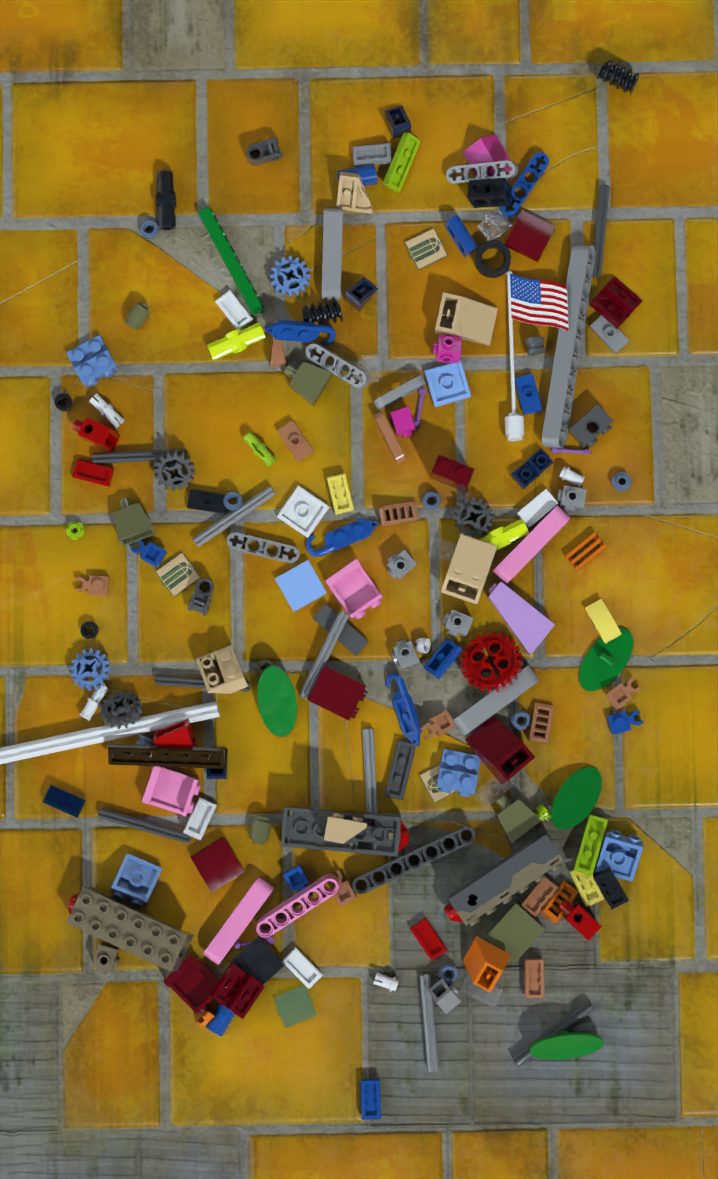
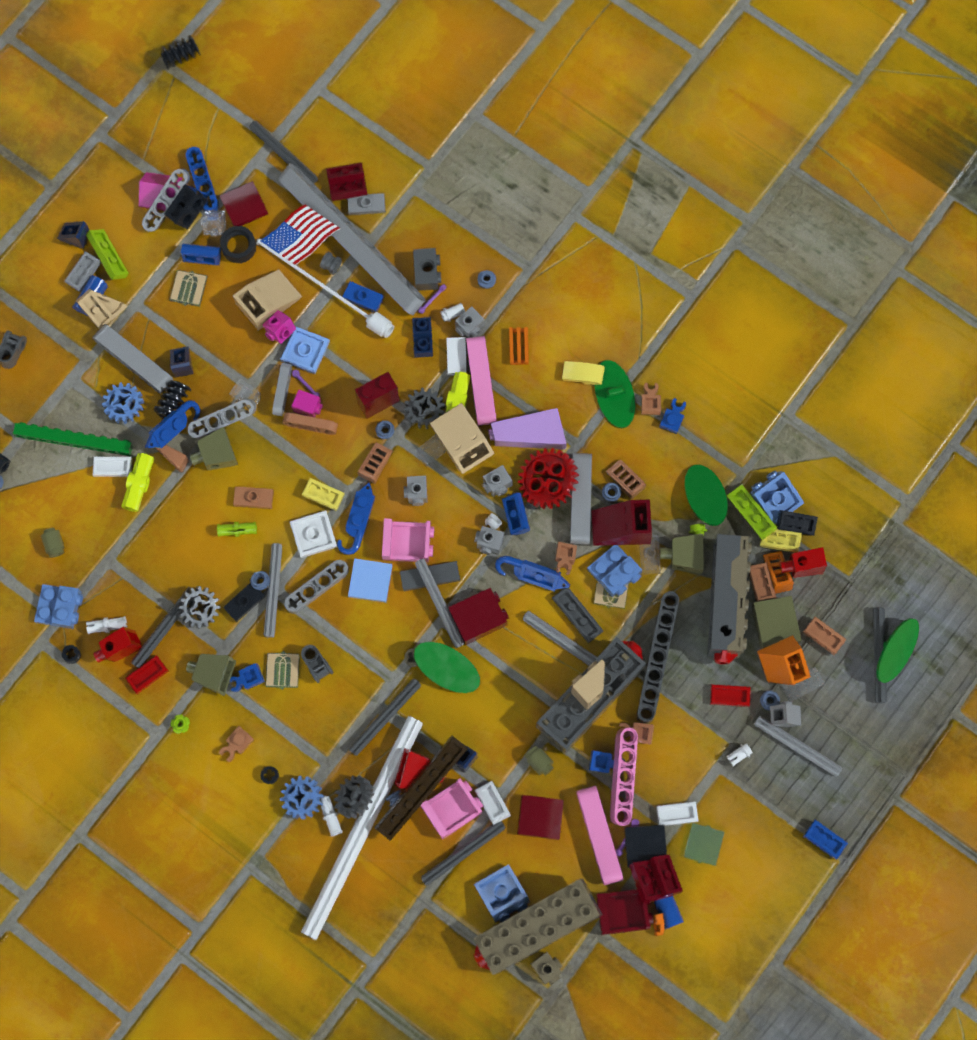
camera: 50 degrees left, 10 degrees down
(64, 801) = (391, 903): clear blue plate -> none
(222, 671) = (388, 690): tan slope -> none

